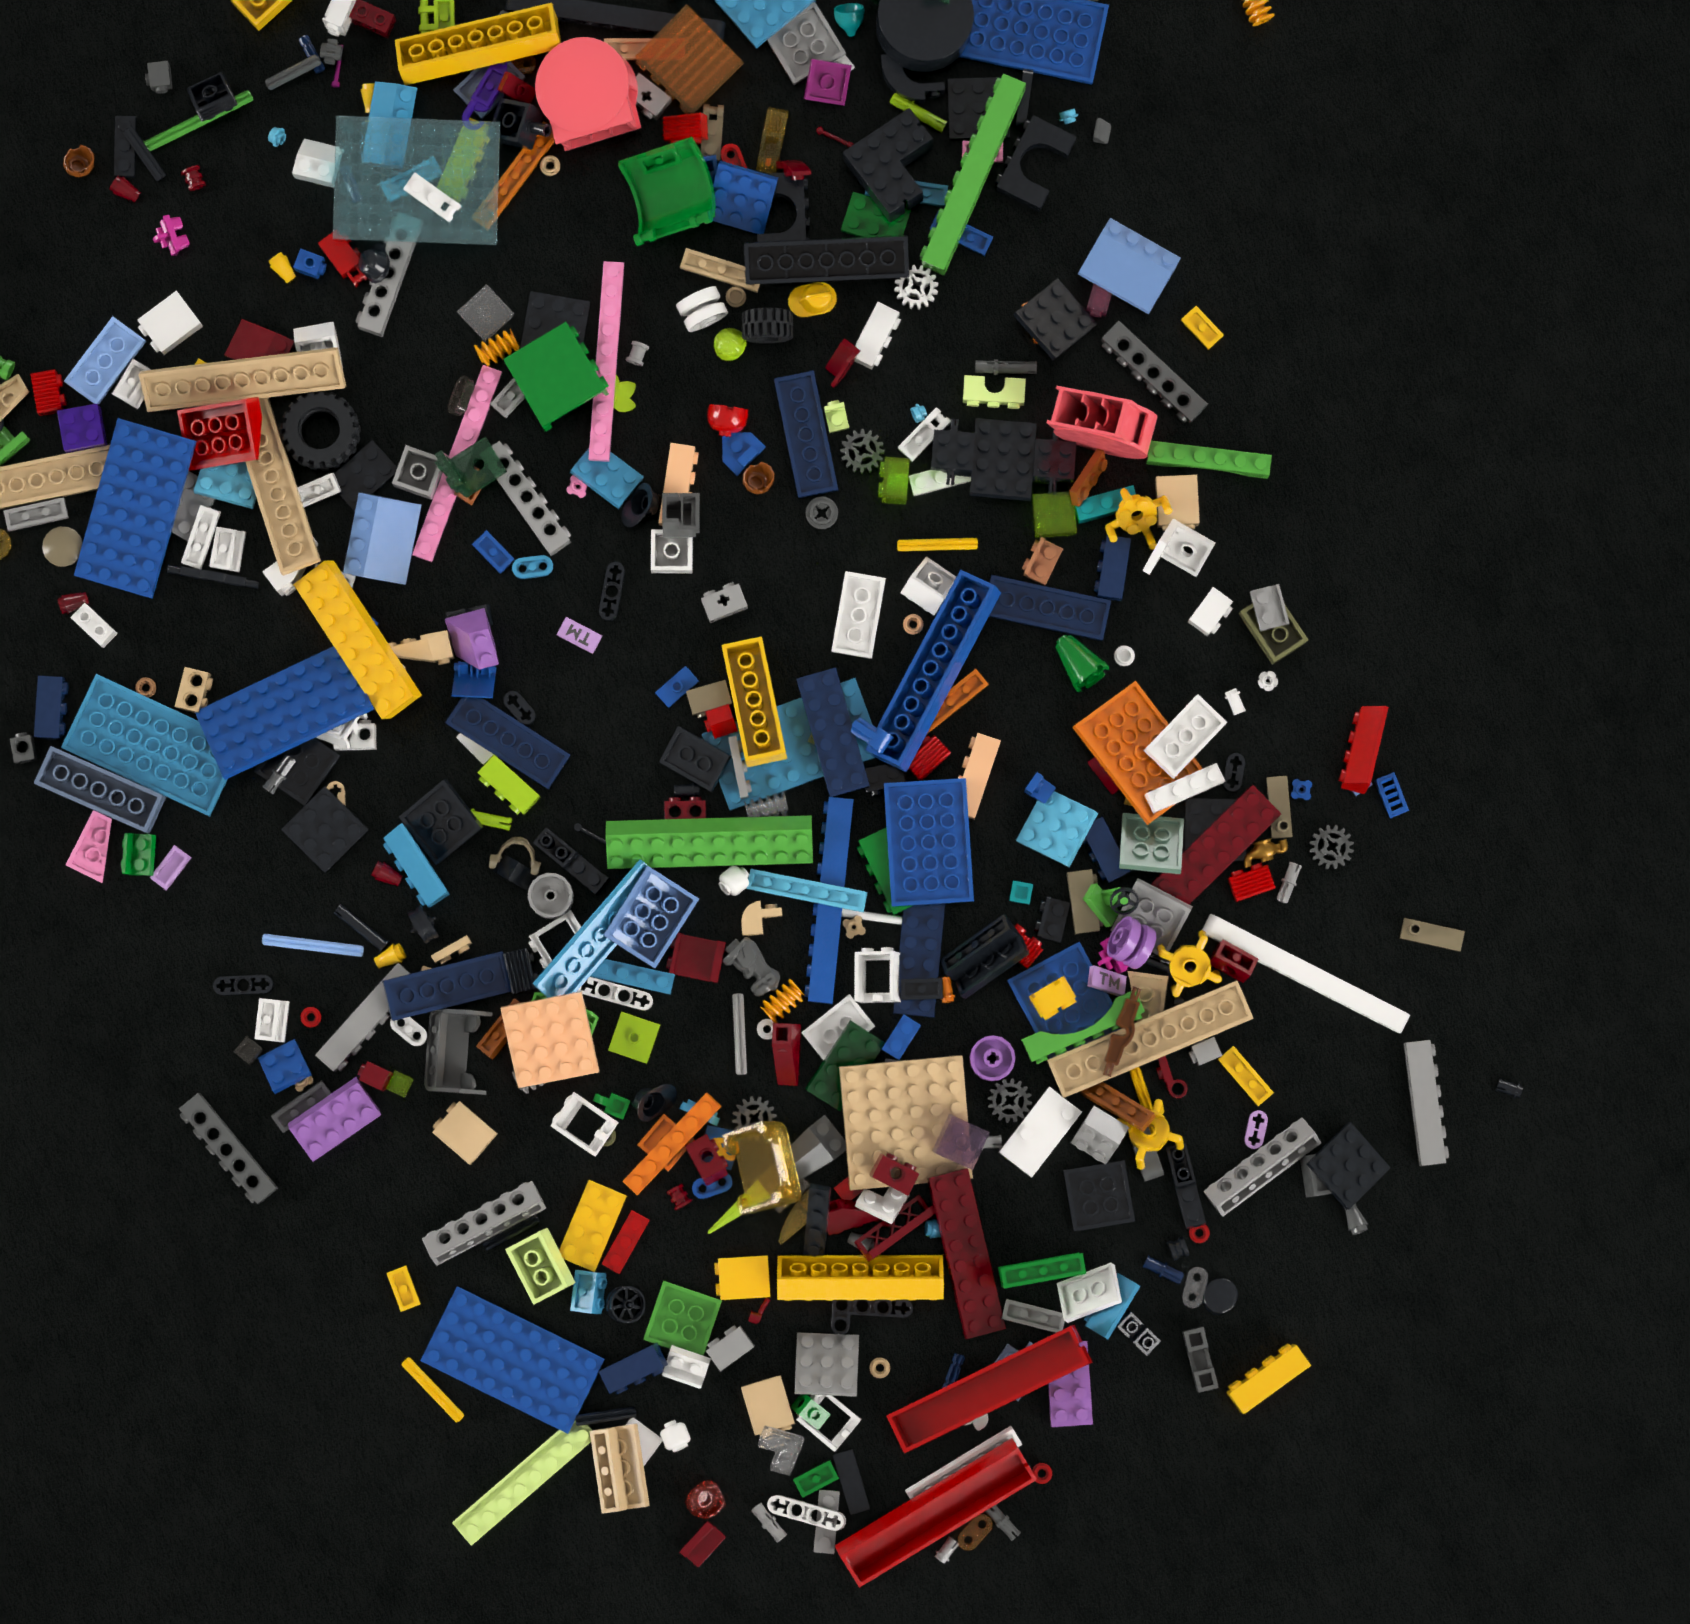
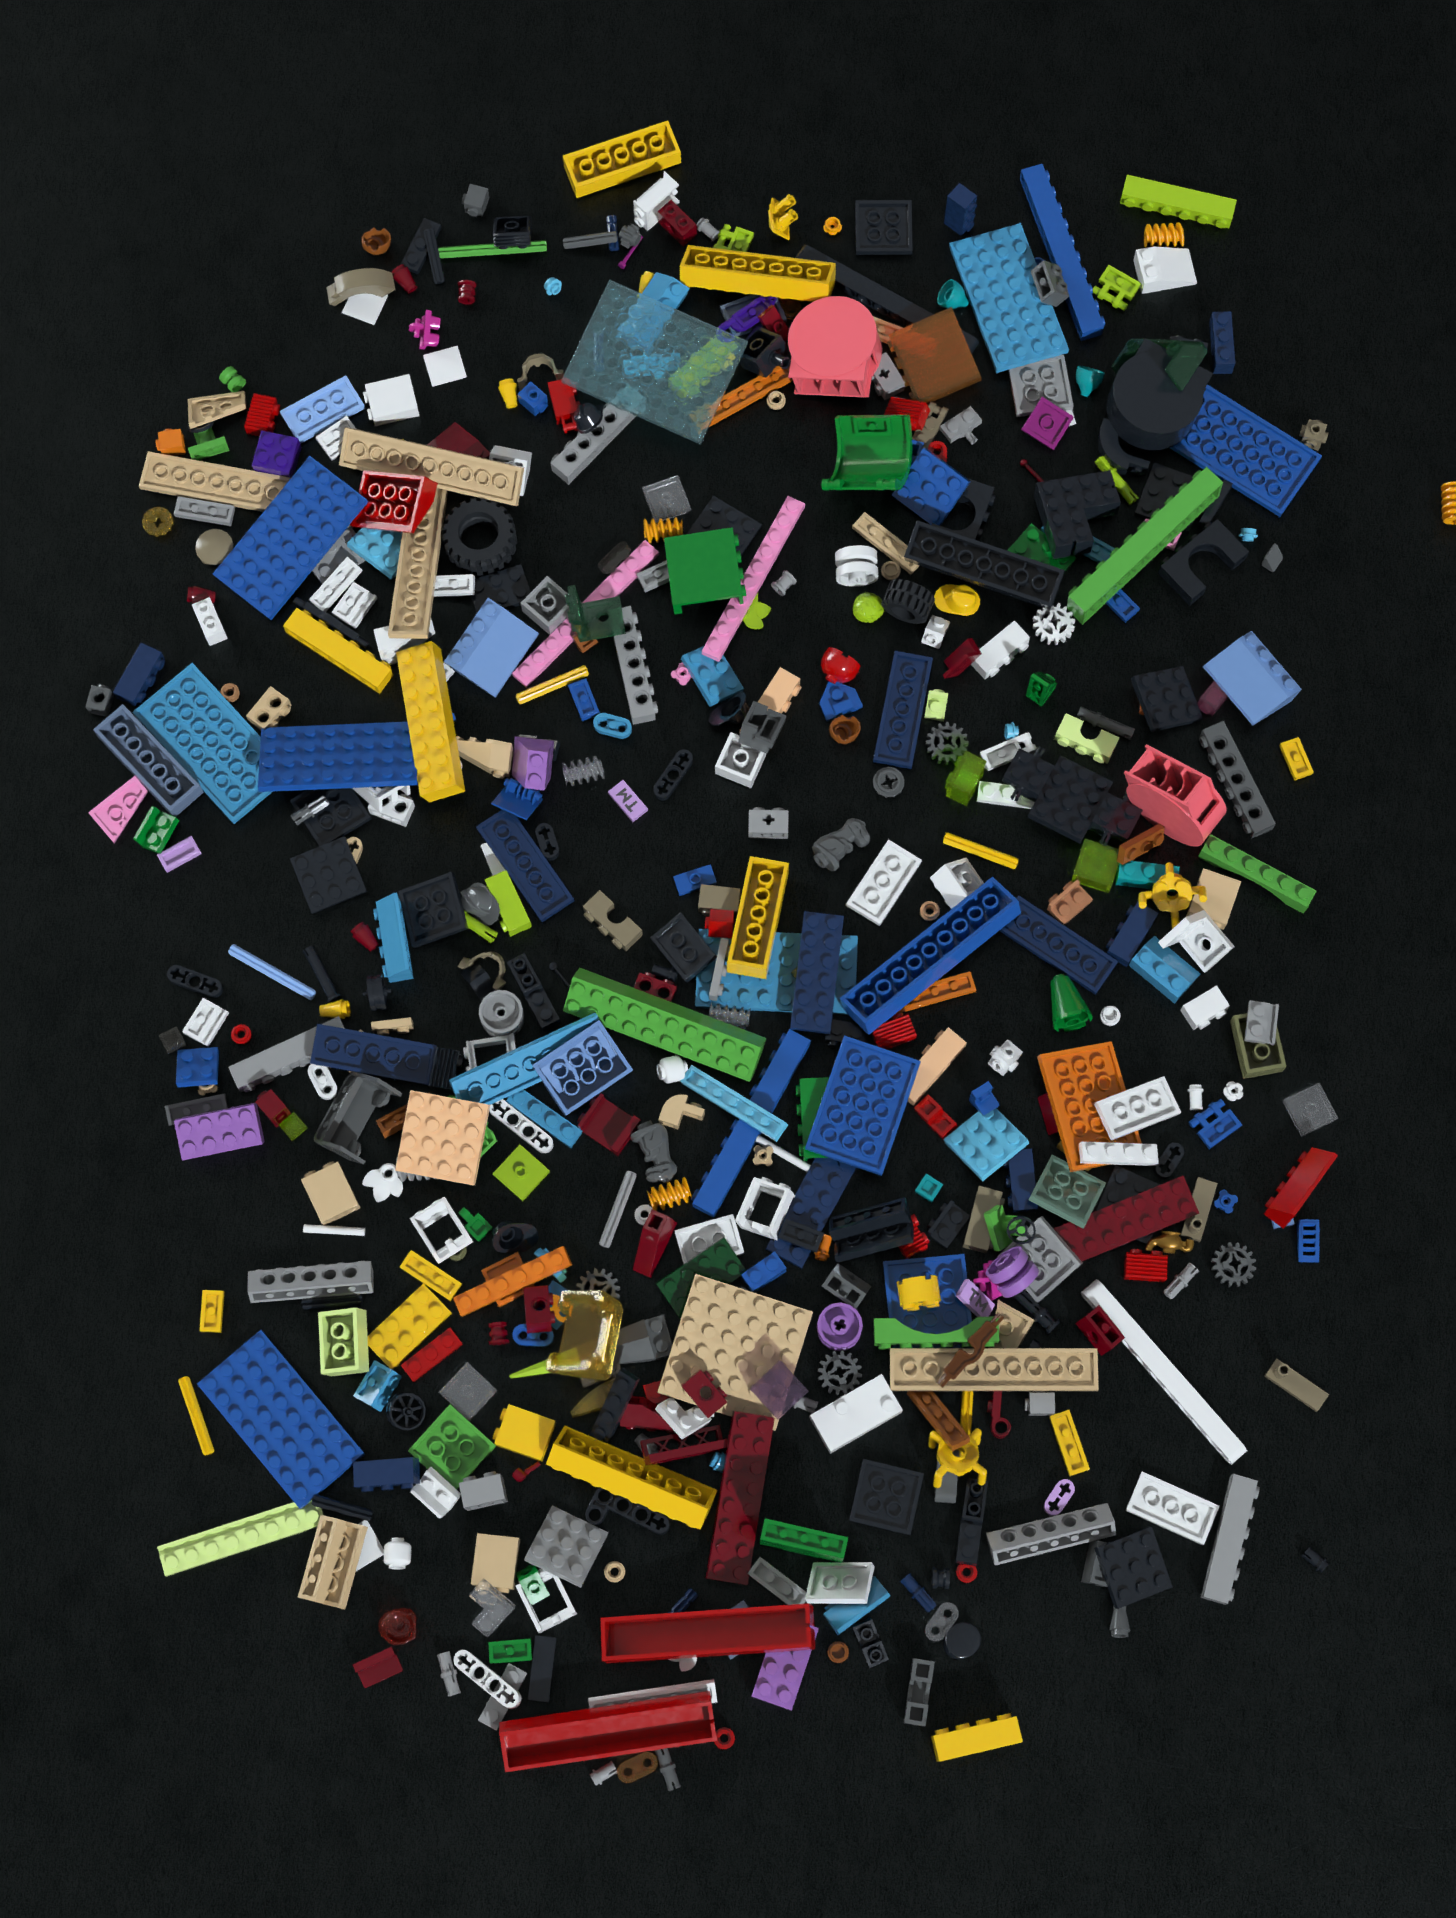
camera: 25 degrees right, 10 degrees down
(84, 214) = (360, 281): none -> dark tan arch
(96, 230) = (364, 307): none -> white sticker
(205, 263) = (444, 366): none -> white sticker
(233, 602) = (338, 650): none -> yellow brick
(239, 1152) = (131, 1165): dark grey brick -> none
(294, 221) = (537, 360): none -> dark tan helmet
(315, 163) = (572, 319): white slope -> none
(405, 11) = (709, 230): none -> light grey pin
(431, 197) = (661, 378): white plate -> none
(454, 551) = (552, 684): none -> yellow axle
(482, 1164) = (334, 1230): none -> white bar
(483, 796) = (480, 903): none -> dark grey piece
(508, 1103) = (383, 1185): none -> white plate
(524, 624) = (583, 770): none -> clear piece
(592, 1169) = (430, 1275): none -> yellow plate
(598, 756) = (623, 933): none -> dark tan arch
(674, 1261) = (468, 1391): none -> clear plate
(744, 117) = (962, 426): none -> light grey plate
(772, 140) = (979, 452): clear yellow slope -> none
(794, 168) = (986, 481): dark red slope -> none
(797, 598) = (835, 845): none -> dark grey animal
(804, 341) = (935, 631): none -> white bracket
(874, 737) = (852, 989): blue piece -> none
(930, 358) = (1040, 687): none -> green slope
(983, 1018) = (846, 1286): none -> dark grey brick
(999, 821) = (935, 1117): none -> red slope
(1042, 739) = (1005, 1057): none -> white brick
(1099, 1135) = (910, 1438): light grey brick -> none
(1112, 1353) = (838, 1652): none -> dark orange plate
(1159, 590) = (1164, 969): none -> dark azure slope
(1181, 957) = (1052, 1305): yellow plate -> none
(1268, 723) = (1219, 1128): none -> blue plate
(1346, 668) = (1310, 1109): none -> clear plate
(1362, 1096) = (1172, 1508): none -> white plate

